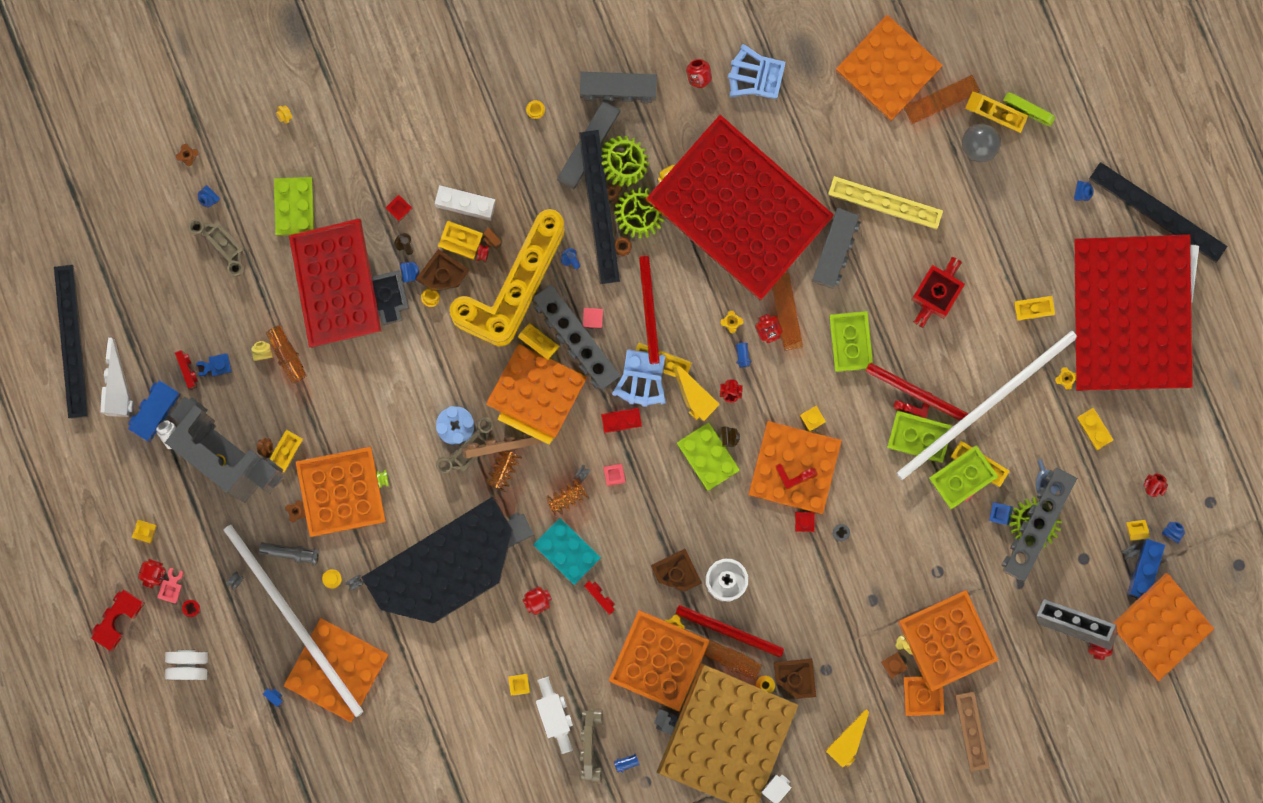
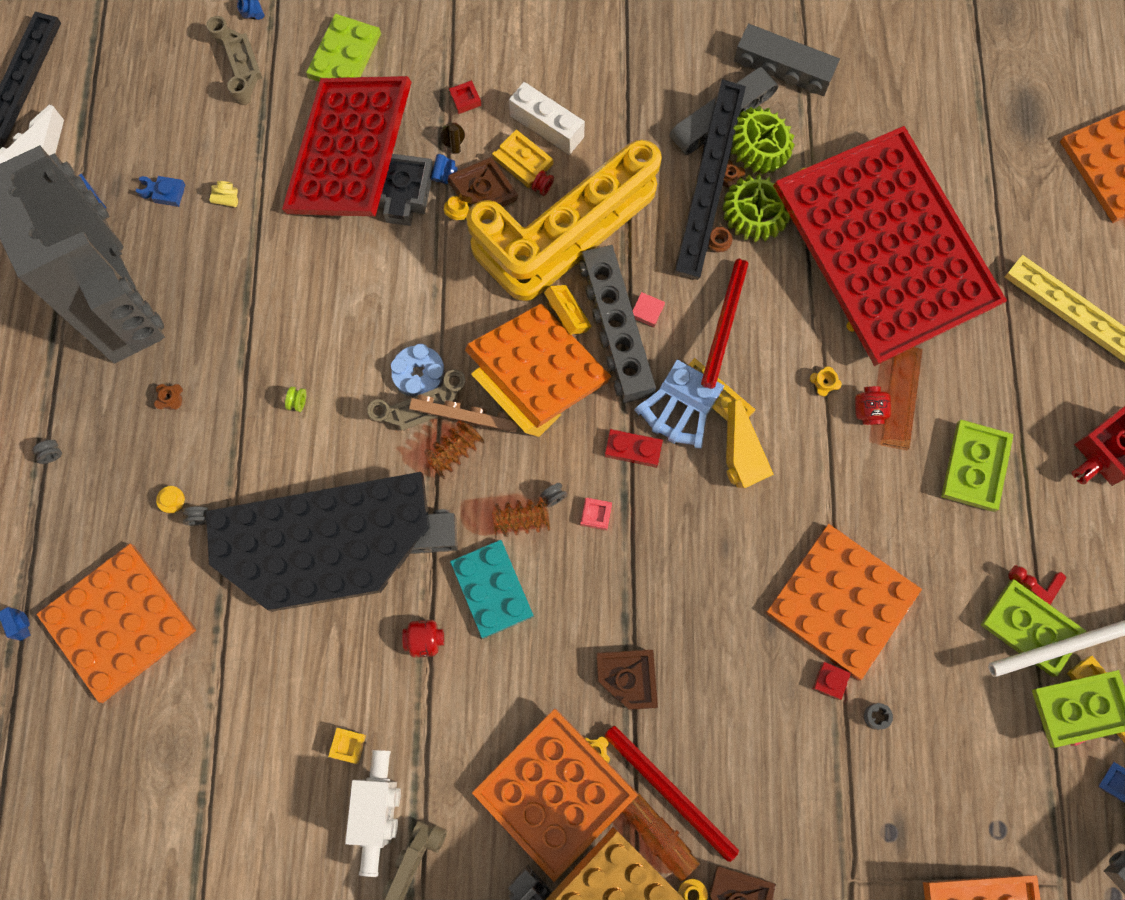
camera: 25 degrees right, 10 degrees down
(184, 362) = (122, 181): red plate -> none
(265, 447) = (169, 304): dark orange plate -> none
(286, 354) = (250, 207): clear orange piece -> none
(286, 449) = (192, 318): yellow plate -> none
(293, 620) = (91, 541): white piece -> none
(299, 554) = (143, 450): dark grey pin -> none
(340, 491) = (234, 395): orange plate -> none
(491, 239) = (561, 170): dark orange plate -> none
(535, 109) = (675, 51): yellow plate -> none
(569, 257) = (647, 228): blue plate -> none
(606, 603) = (514, 680): red plate -> none
(699, 73) = (891, 78): red head -> none
(707, 456) = (730, 540): lime plate -> none
(730, 437) = (770, 524): dark brown plate -> none
(731, 391) = (794, 465): red gear -> none
(736, 574) = (711, 717): white wheel -> none
(743, 355) = (825, 428): blue pin -> none
(768, 77) = (970, 121): light blue plate -> none
(803, 477) = (852, 617): red piece -> none
(812, 418) = (890, 545): yellow plate -> none
(835, 248) = (995, 342): dark grey brick -> none
(915, 392) = (1048, 565): red axle -> none

